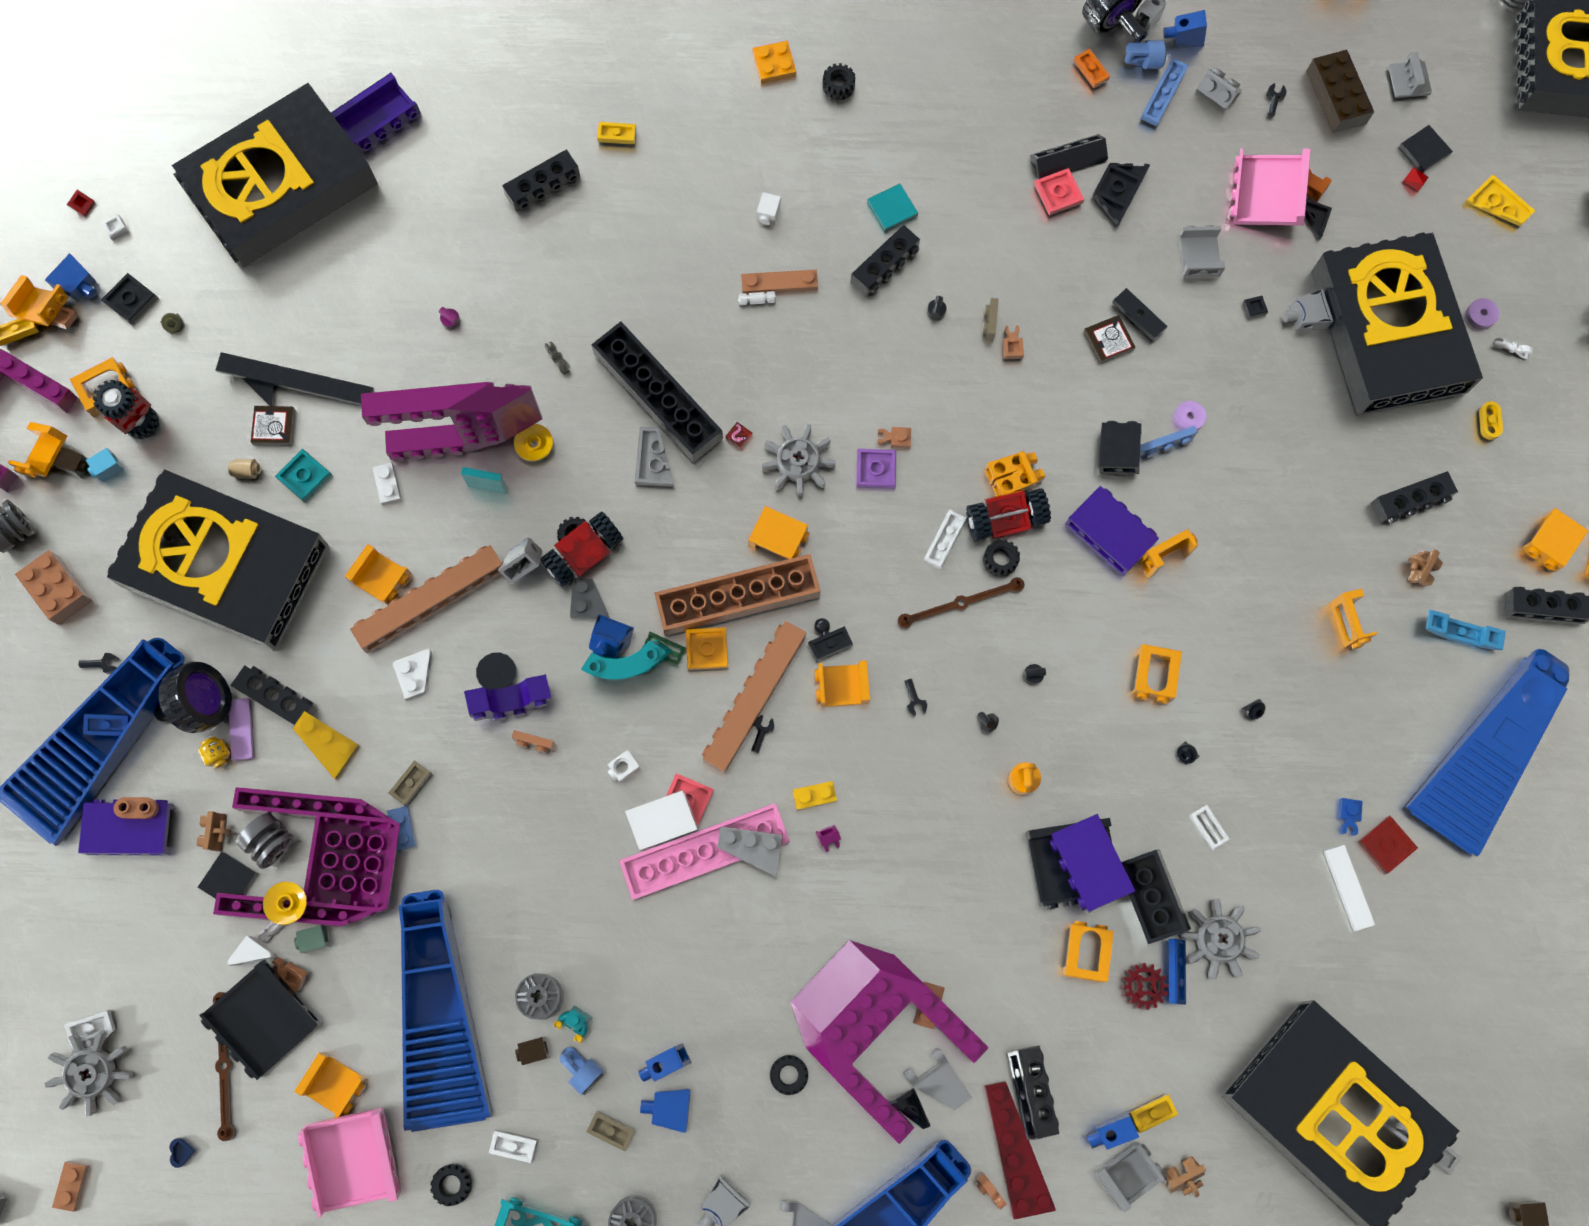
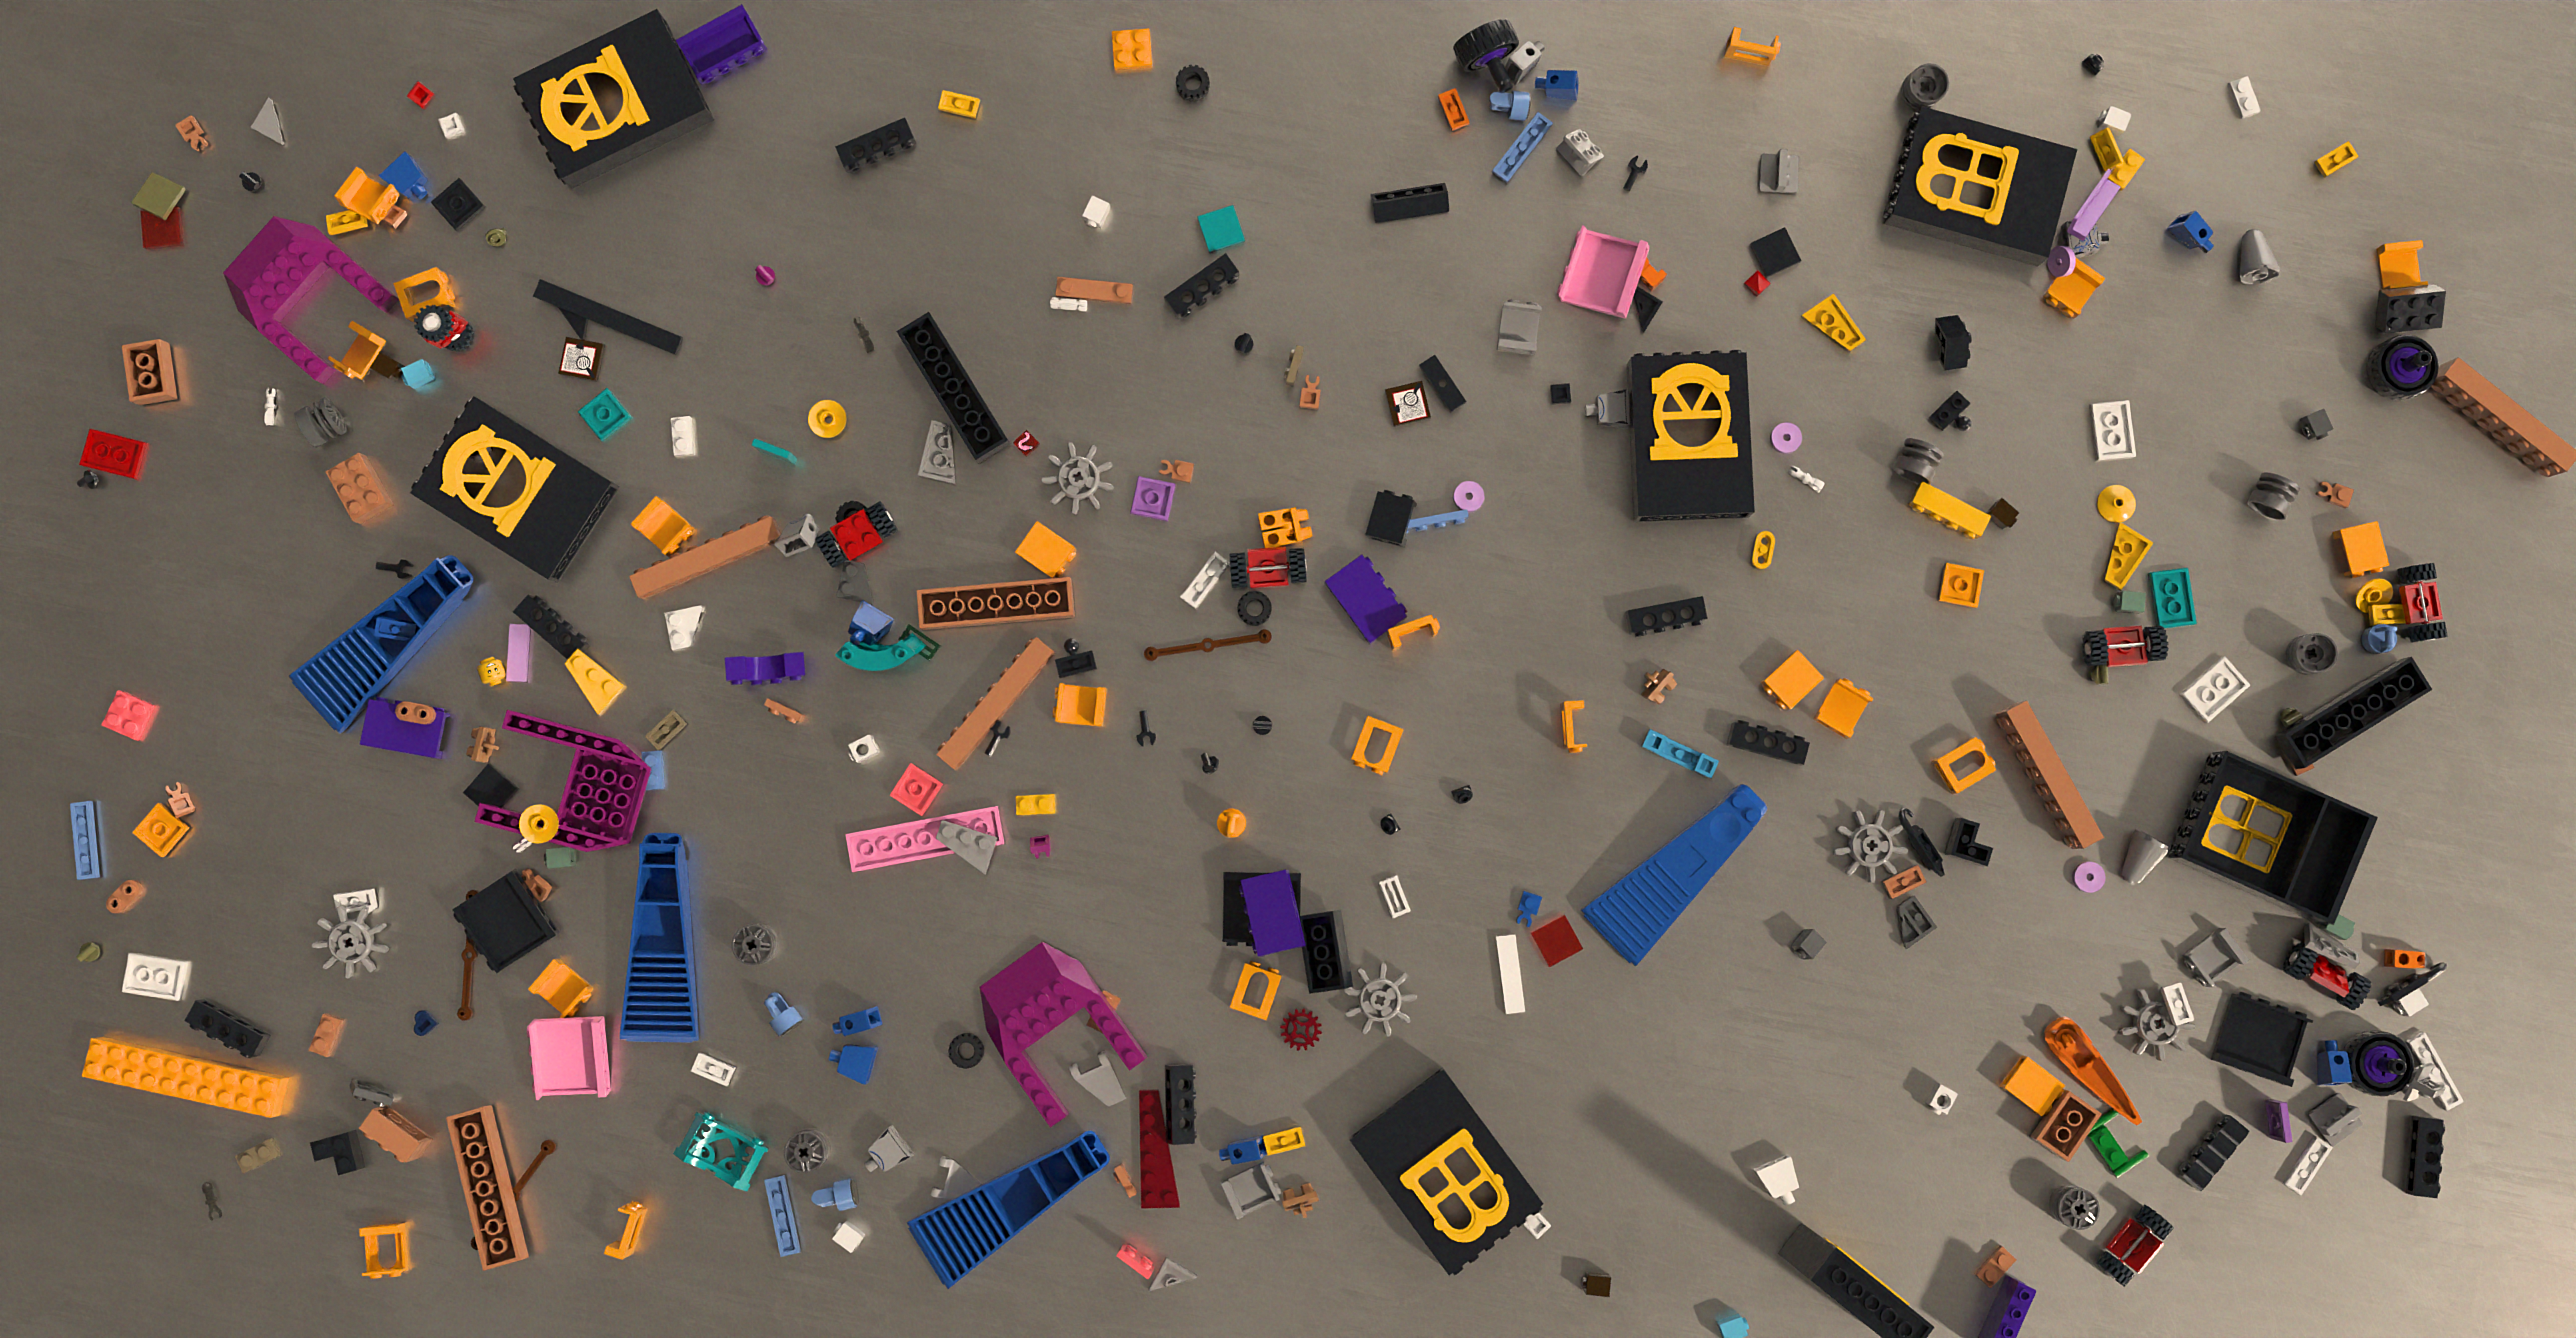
camera: 15 degrees right, 10 degrees up
(194, 698) = (478, 620): black wheel -> none
(244, 468) = (549, 399): tan brick -> none
(250, 951) = (504, 858): white slope -> none
(265, 840) = (528, 762): flat silver wheel -> none
(437, 1185) = (643, 1096): black tyre -> none
(480, 415) = (745, 393): magenta wedge -> none
(496, 671) = (760, 638): black tile -> none
(532, 1051) = (742, 990): dark brown brick -> none
(574, 1019) = (785, 970): teal piece -> none
(610, 1131) = (800, 1071): dark tan plate -> none
(661, 819) = (890, 804): white tile -> none
(706, 648) = (959, 649): light orange plate -> none
(911, 1107) = (1069, 1098): black tile -> none
(1059, 191) = (1390, 240): coral plate -> none
(1118, 188) = (1452, 245): black wing -> none
(1177, 971) = (1333, 1021): blue tile -> none
(1340, 91) = (1701, 176): dark brown brick -> none

